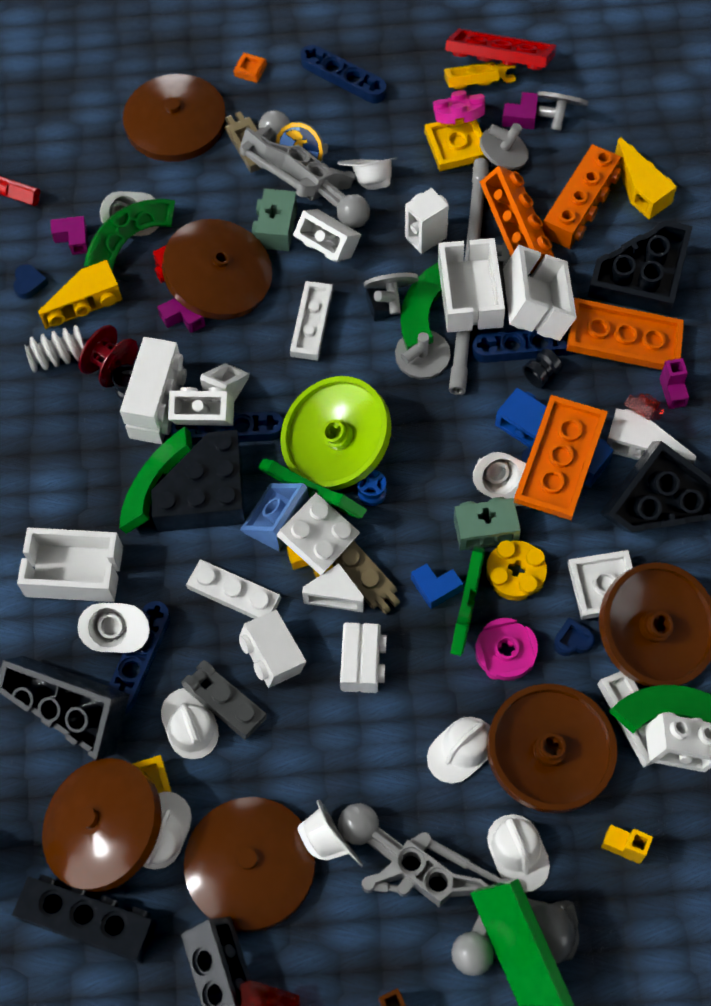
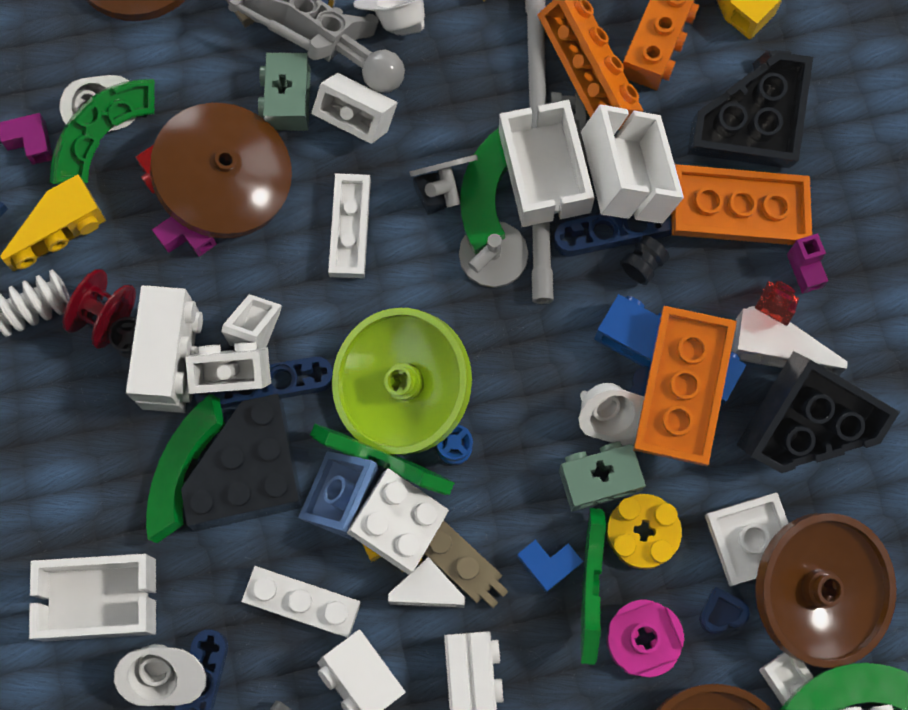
camera: 10 degrees left, 10 degrees up
(426, 220) = (477, 75): white brick -> none

